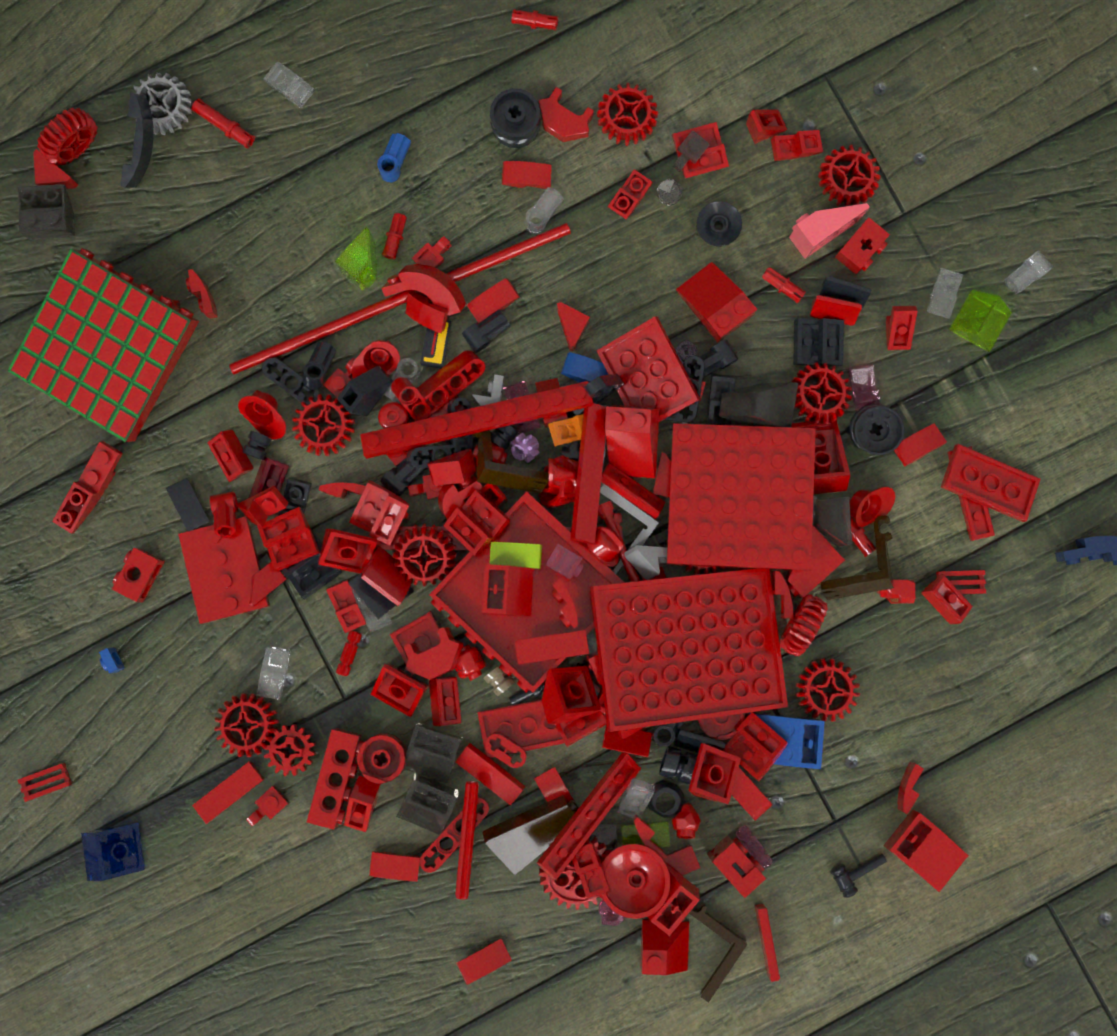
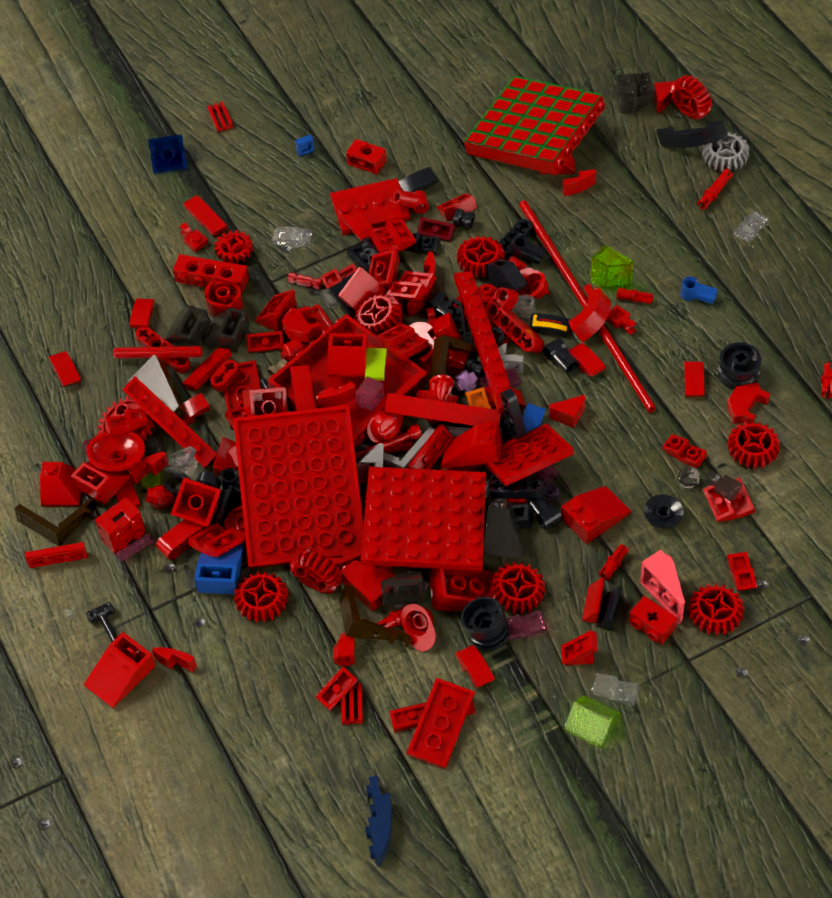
camera: 95 degrees right, 30 degrees down
(89, 488) = (426, 126): red slope -> none
(245, 713) = (263, 216): red gear -> none
(263, 414) = (490, 221): red piece -> none
(263, 505) = (415, 219): red slope -> none
(361, 804) = (190, 290): red slope -> none
(425, 313) = (570, 314): red slope -> none
(543, 209) = (663, 388): clear piece -> none
(765, 124) = (756, 543): red slope -> none
(818, 342) = (564, 589): black slope -> none
(1031, 270) = (643, 761): clear piece -> none

